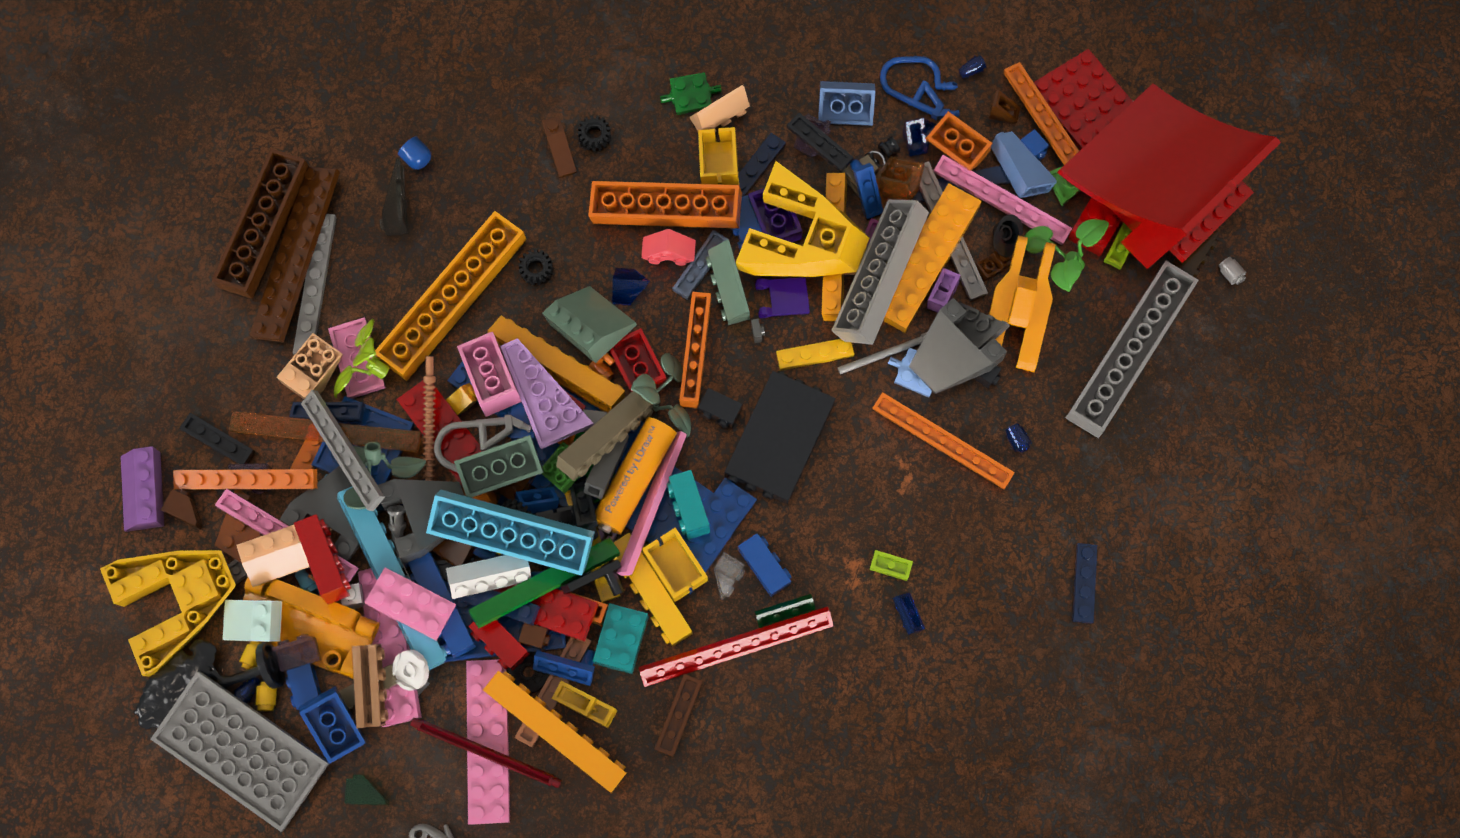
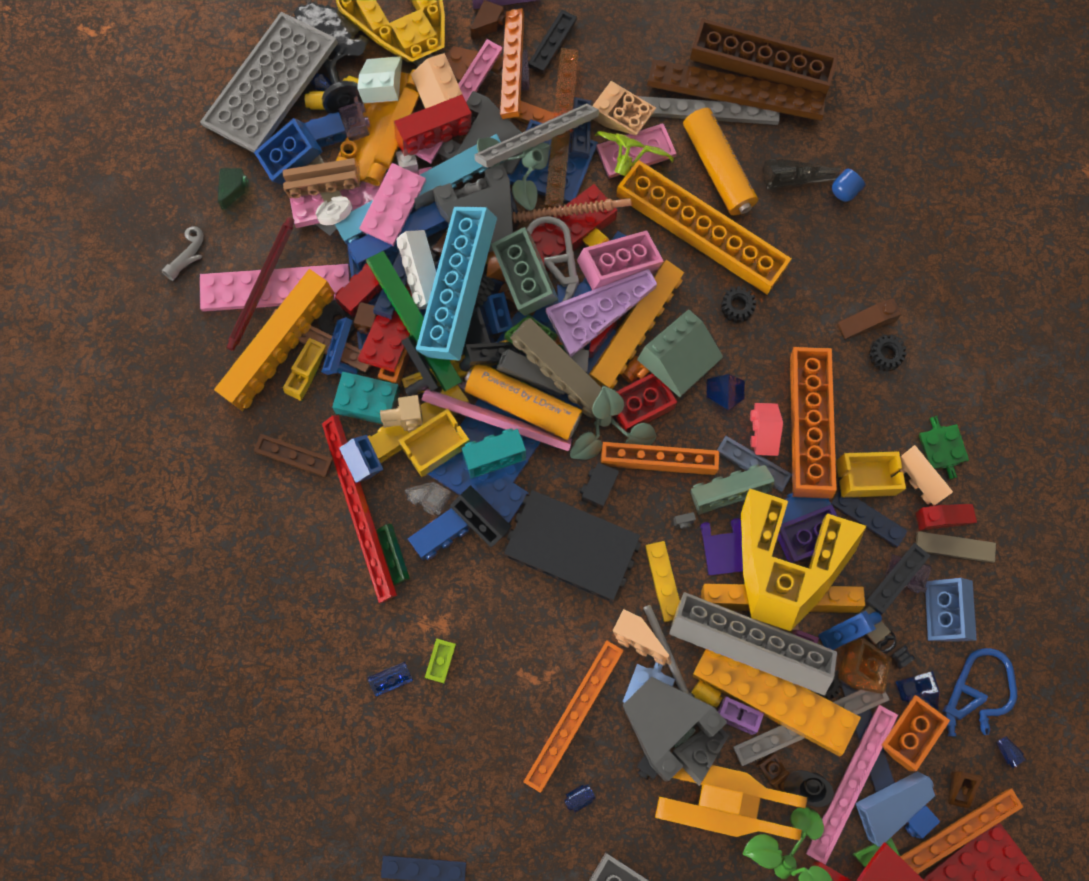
camera: 85 degrees right, 0 degrees up
(378, 273) = (720, 161): none -> light orange piece
(647, 588) = (406, 415): none -> tan brick
(689, 639) = (361, 458): none -> brick
(750, 522) = (480, 516): none -> black brick
(758, 98) = (945, 516): none -> red slope
(786, 93) = (956, 547): none -> dark tan tile
(868, 375) = (634, 632): none -> light nougat slope
(923, 319) = (707, 693): none -> yellow brick

